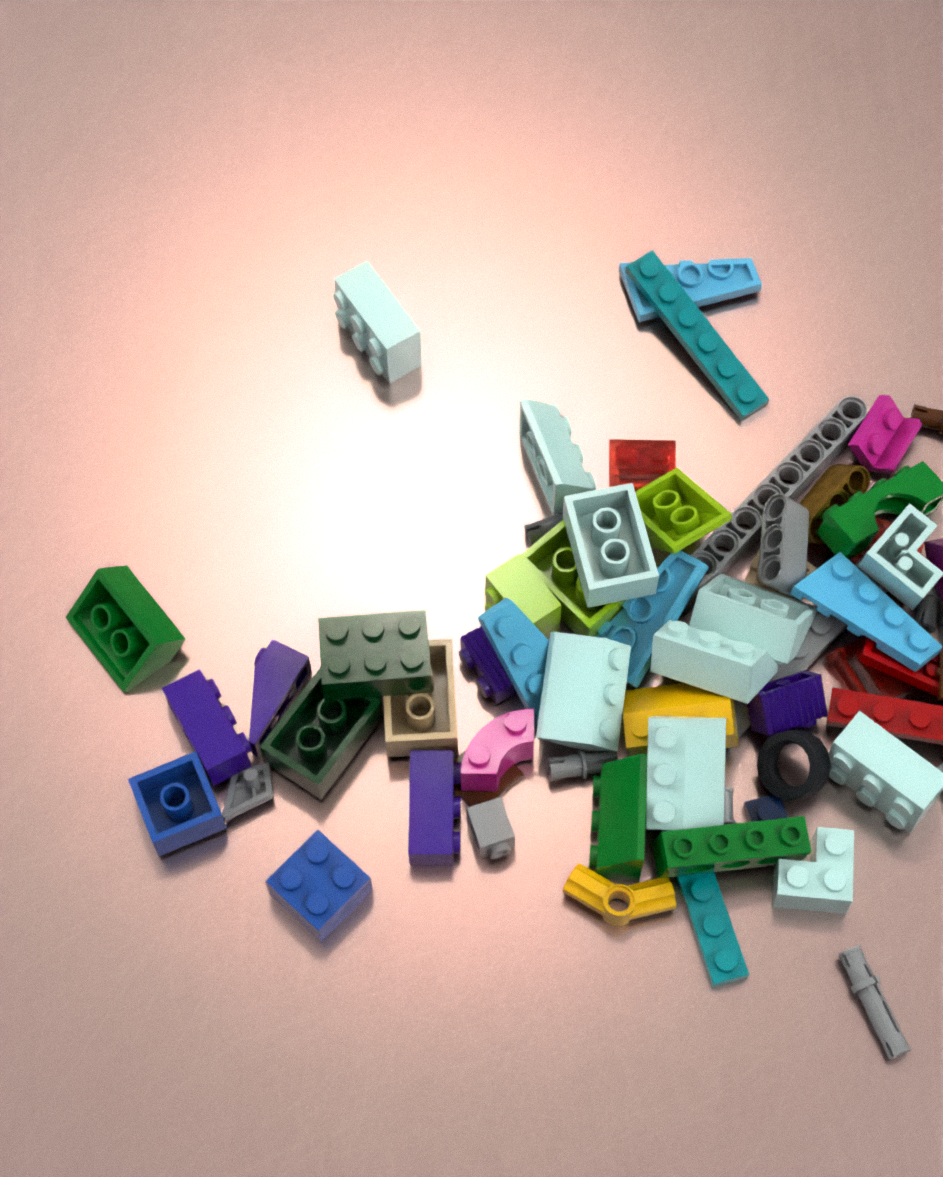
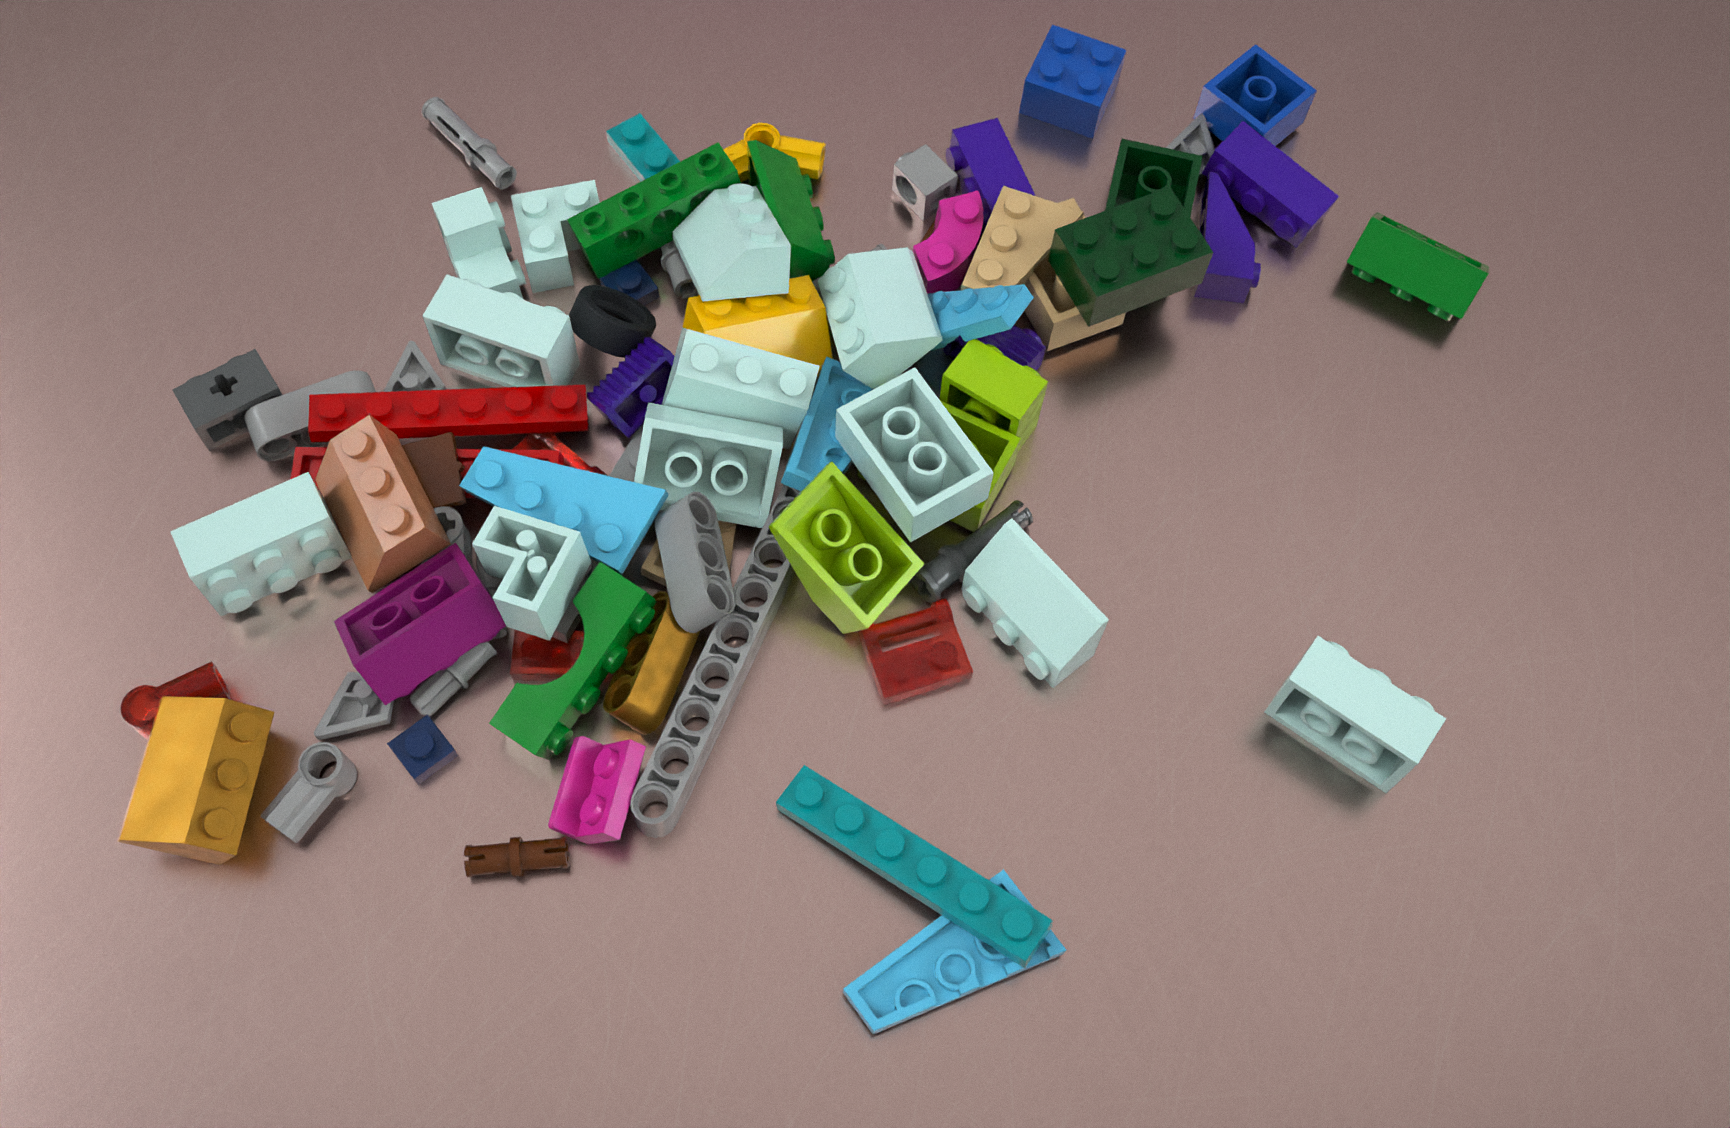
camera: 155 degrees right, 0 degrees up
(454, 708) = (1016, 239): none -> tan wing
(889, 865) = (475, 242): none -> light aqua brick

